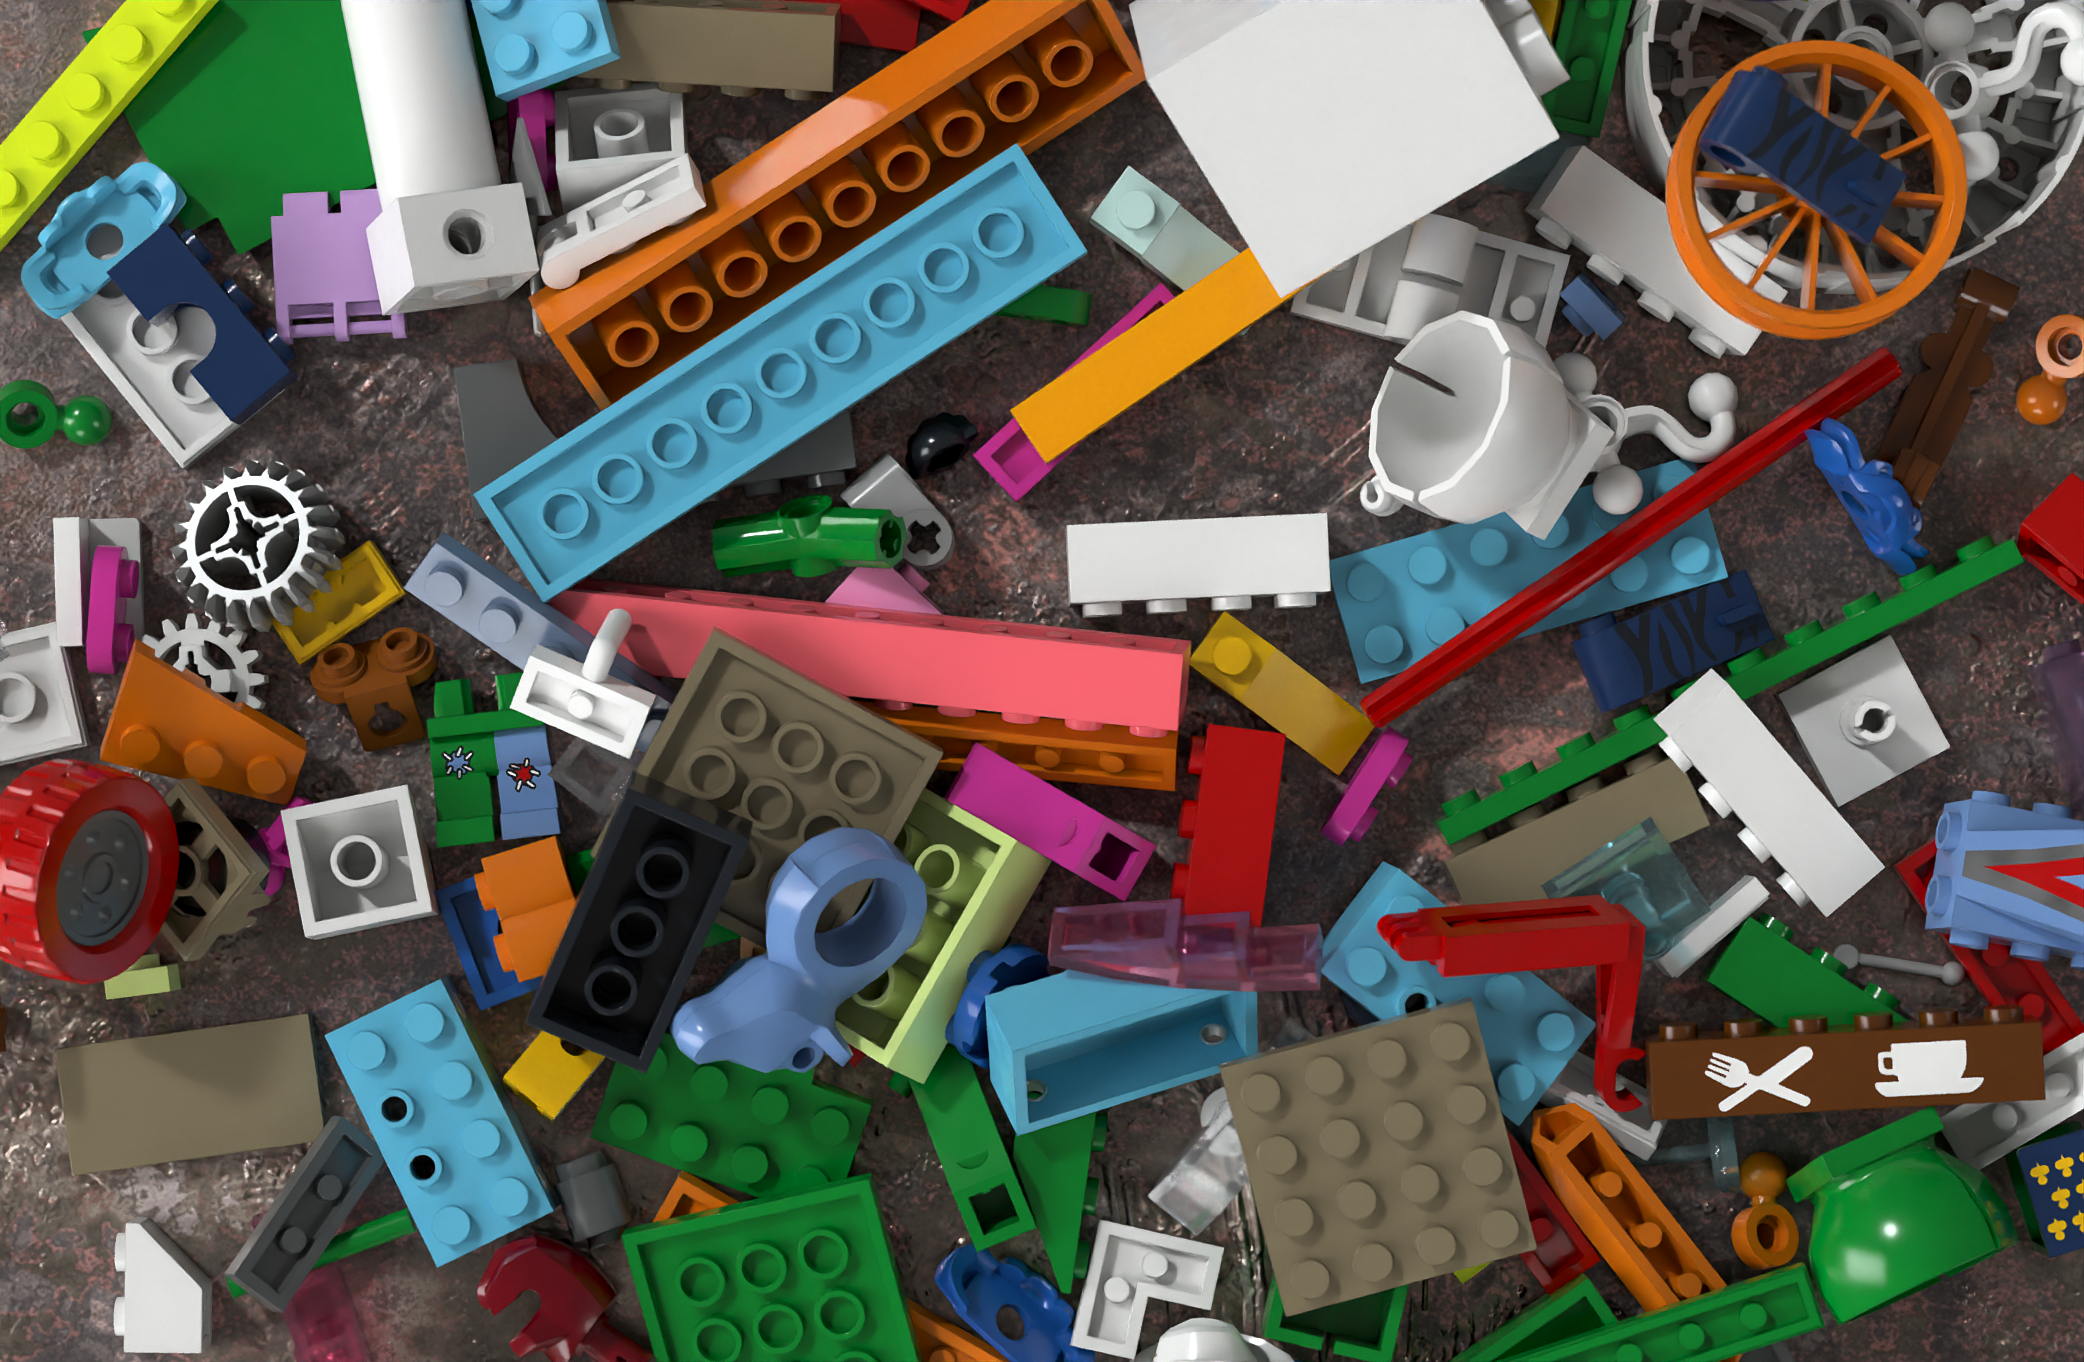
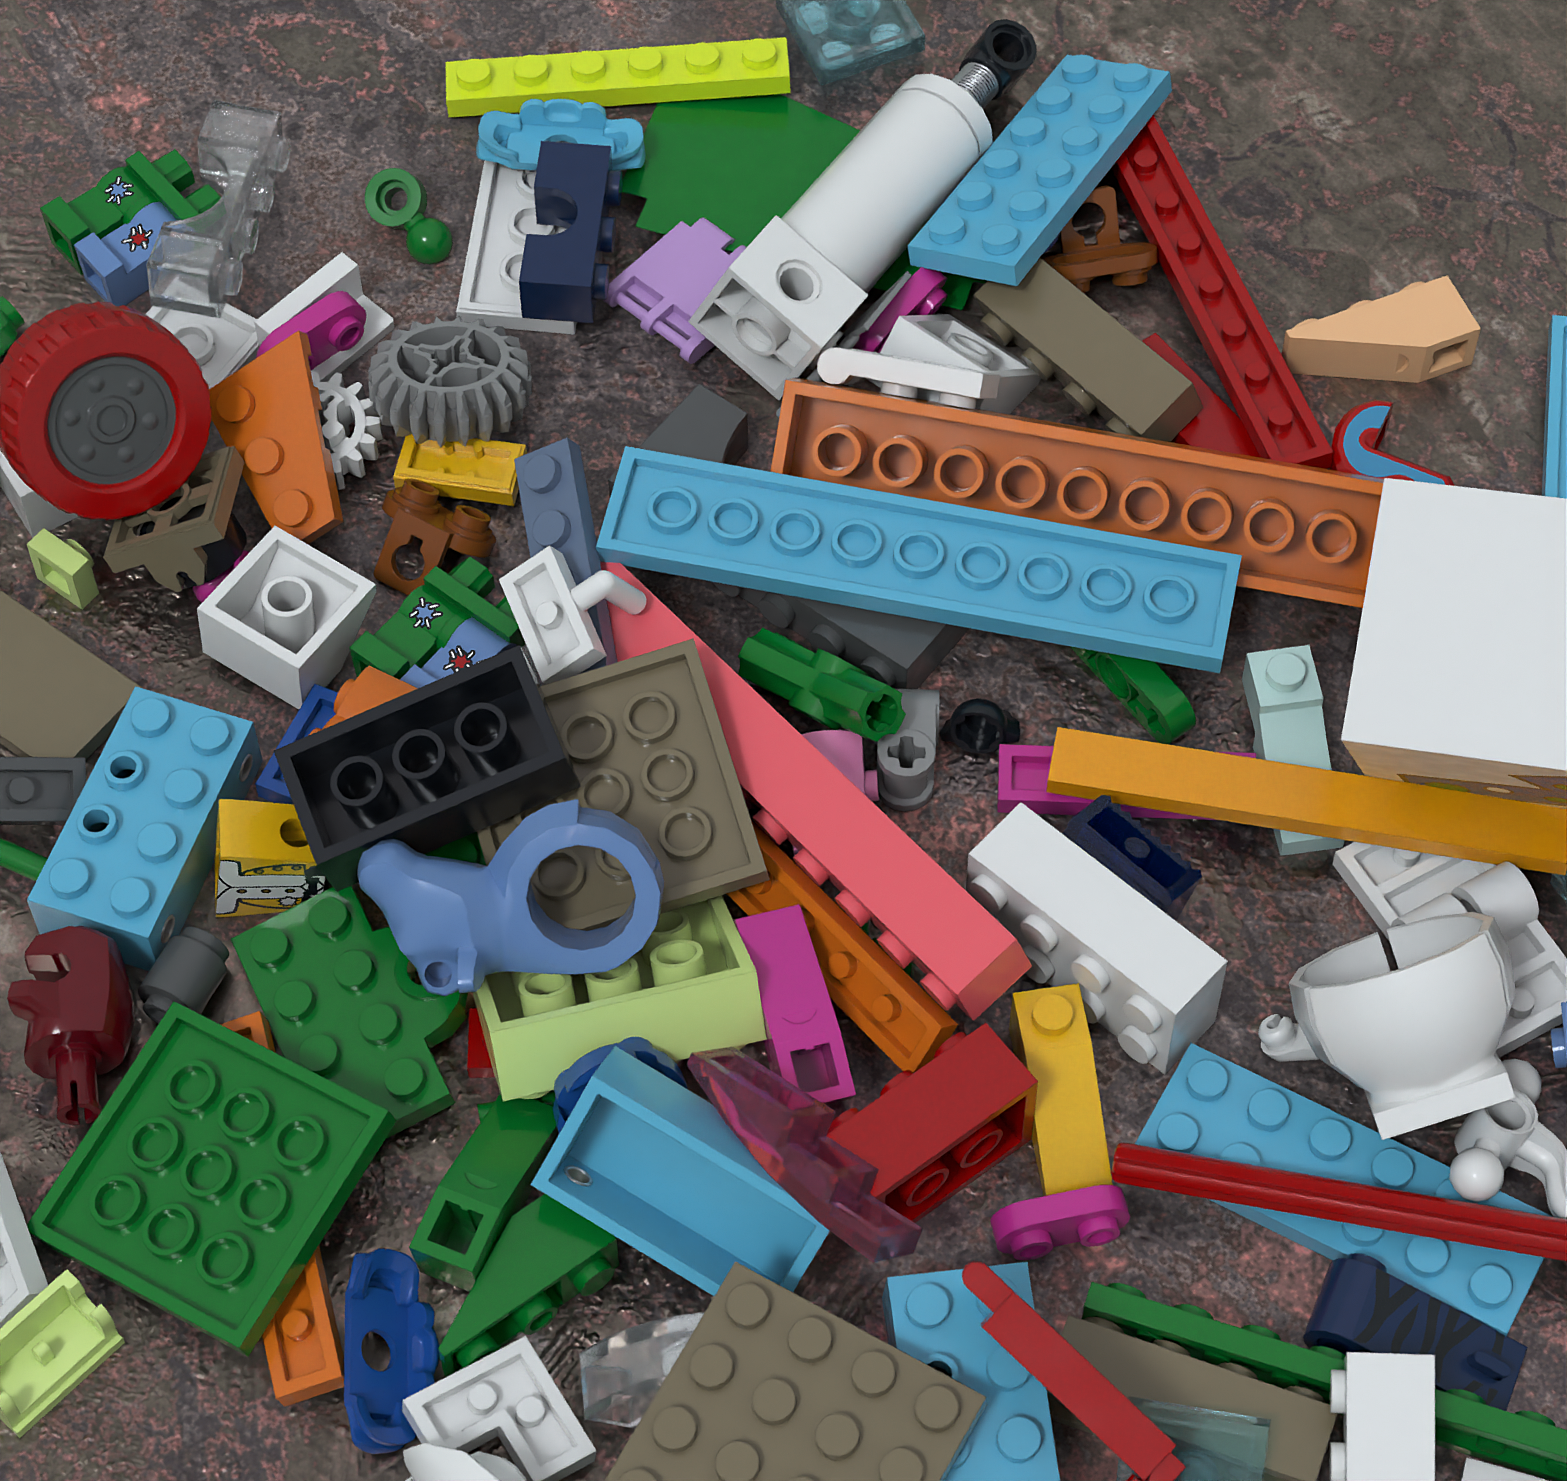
camera: 50 degrees right, 30 degrees down
(1164, 479) = (1134, 854): none -> clear blue brick

